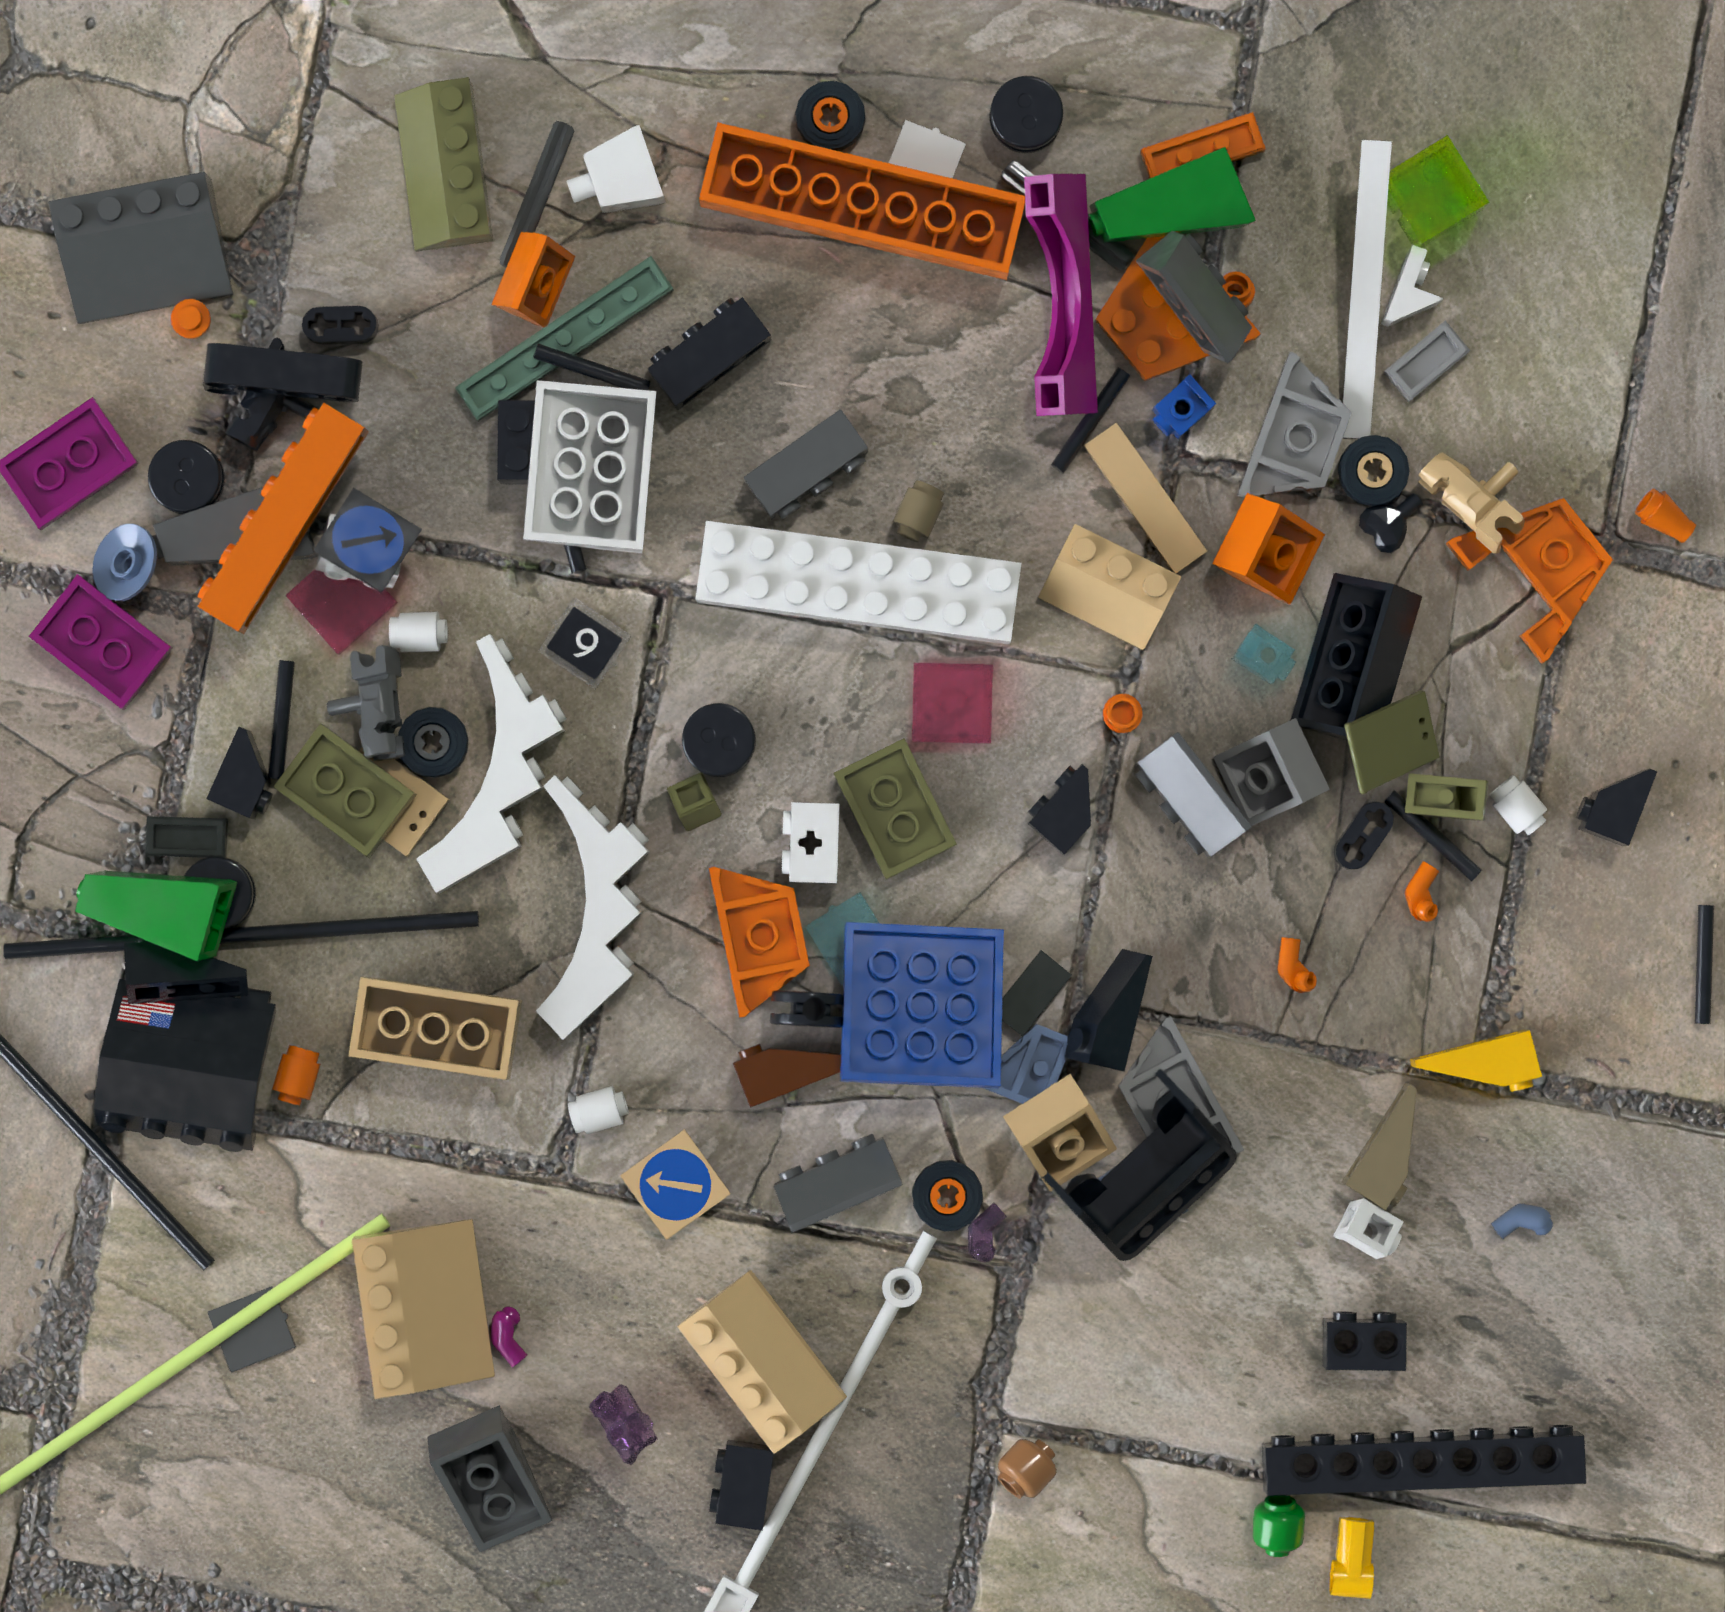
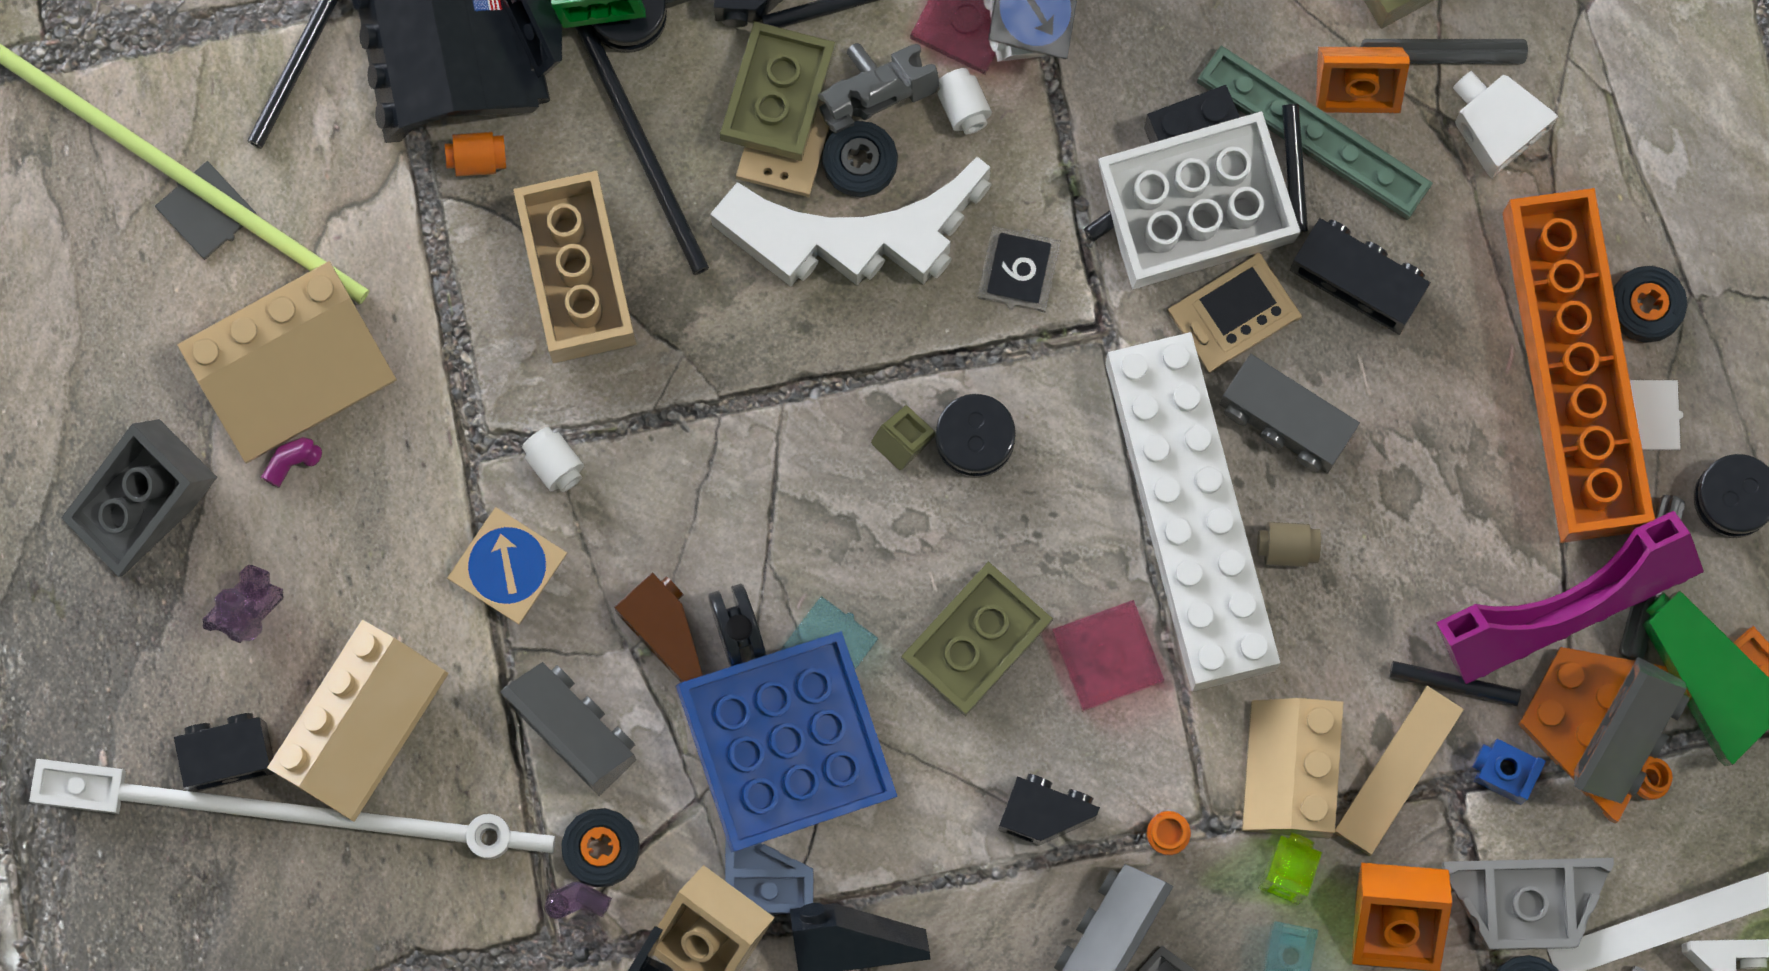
camera: 70 degrees right, 10 degrees down
(606, 857) = (759, 392): white arch -> none
(696, 473) = (1235, 312): none -> tan container
(759, 935) = (793, 552): orange wing -> none
(824, 822) = (932, 573): white brick -> none
(1033, 992) = (843, 853): pearl dark grey tile -> none
(1194, 623) = (1291, 868): none -> clear neon green slope

